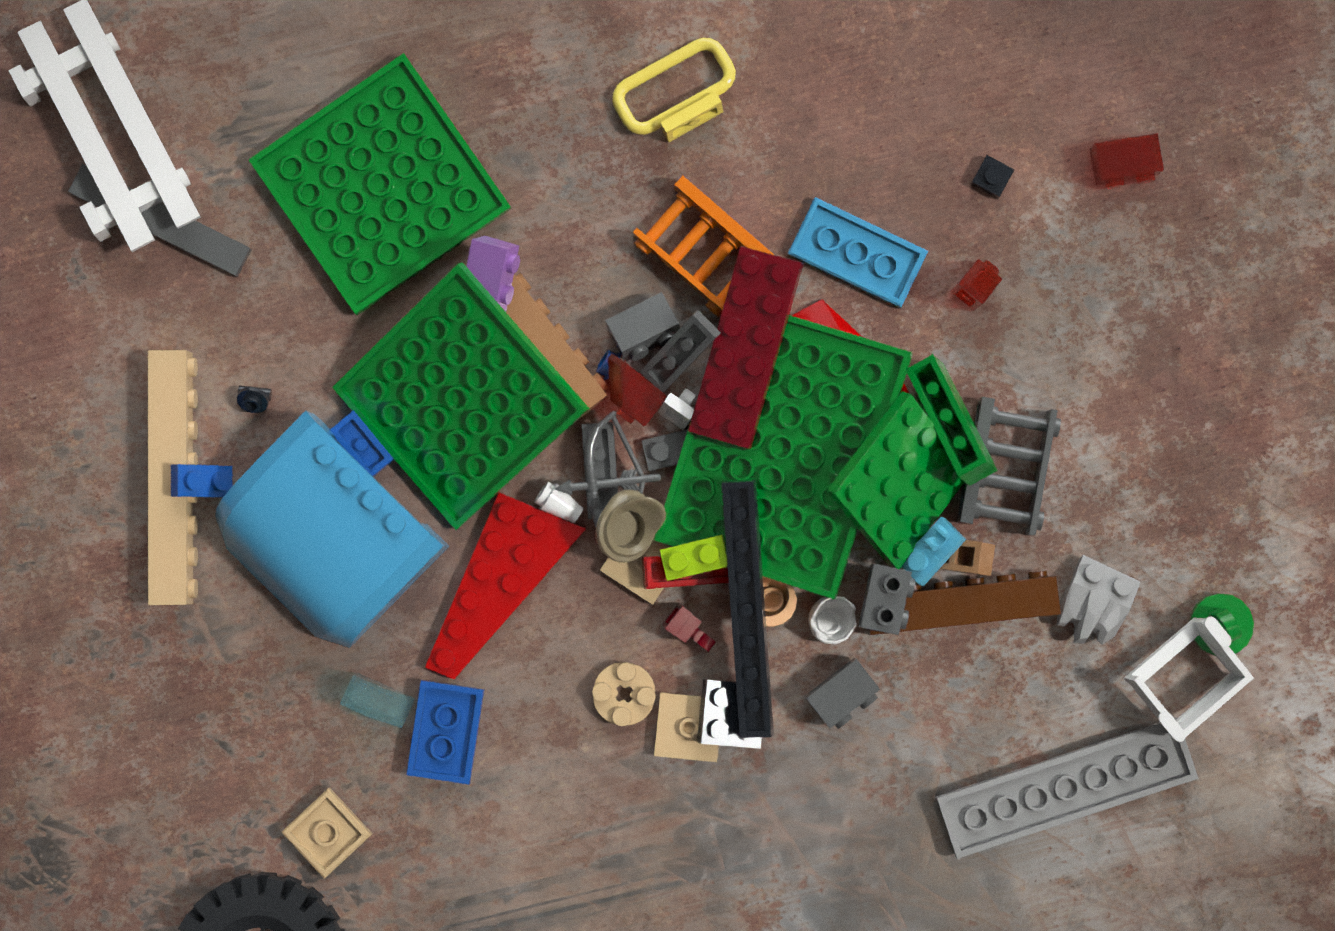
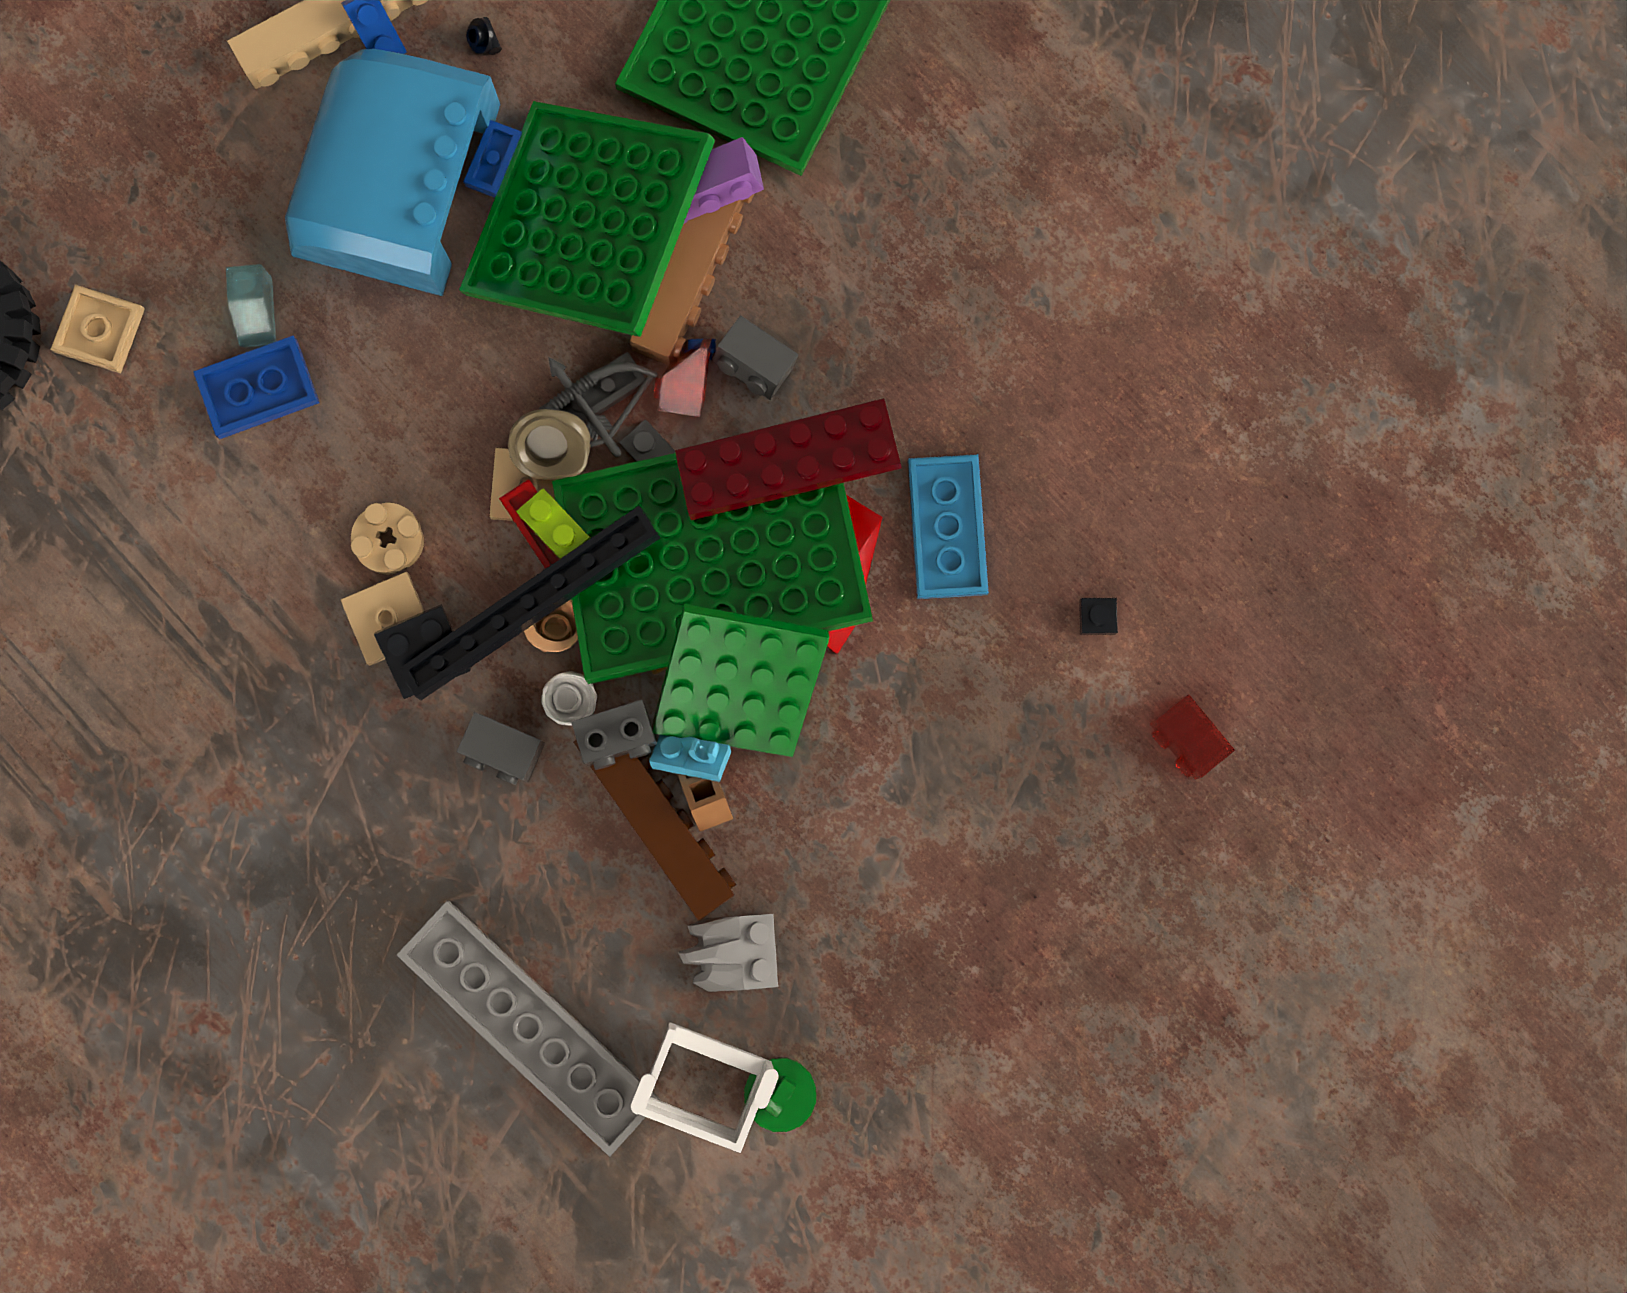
camera: 55 degrees right, 5 degrees down
(506, 566) = (450, 358): red wing -> none
(558, 503) = (538, 373): white cone -> none
(678, 409) = (694, 433): white tile -> none
(680, 351) = (750, 402): dark grey plate -> none
(685, 626) = (486, 556): dark red piece -> none
(689, 112) = (992, 292): light yellow bar -> none
(710, 216) = (899, 364): orange fence -> none
(951, 420) = (830, 701): green brick -> none
(977, 284) = (983, 656): clear red slope -> none
(989, 415) = (792, 765): dark grey fence -> none

